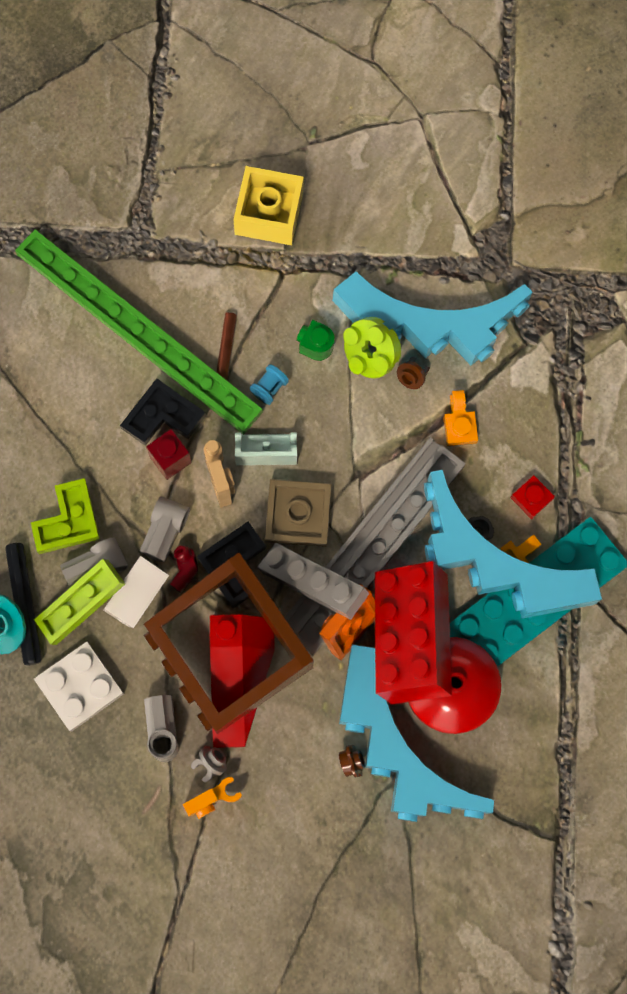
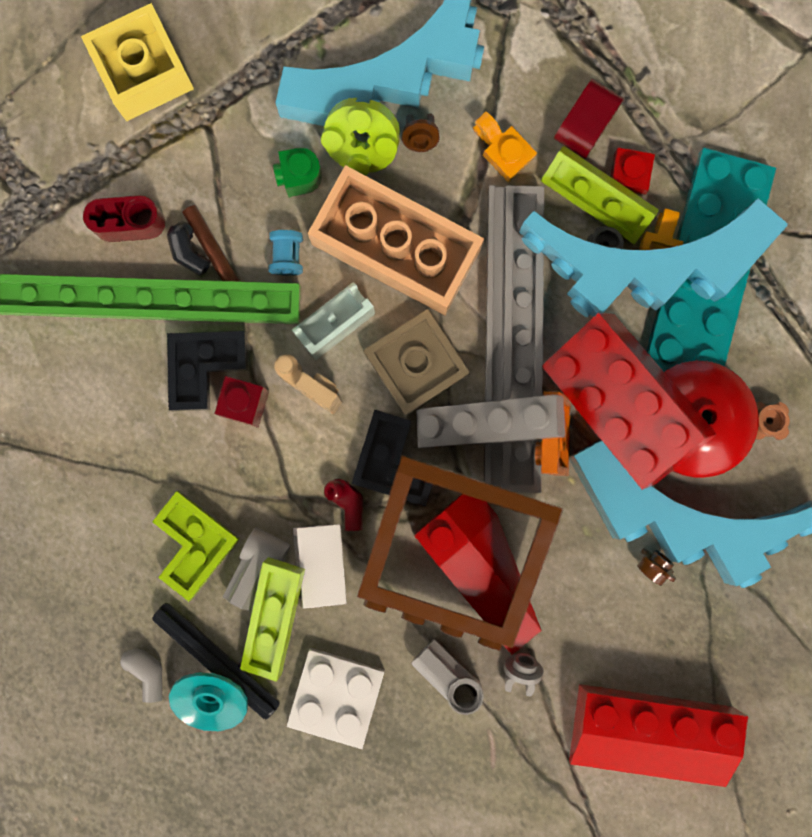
camera: 35 degrees left, 10 degrees up
(167, 520) = (294, 471): light grey piece -> none
(190, 286) = (126, 210): none -> dark red beam
(203, 803) = (547, 716): light orange plate -> none
(206, 336) = (181, 248): none -> black arm
(264, 874) = (657, 736): none -> red slope
(343, 427) = (395, 240): none -> light nougat brick
(498, 495) = (599, 194): none -> lime plate
(510, 725) = (779, 417): none -> nougat plate
(528, 443) = (588, 118): none -> dark red beam

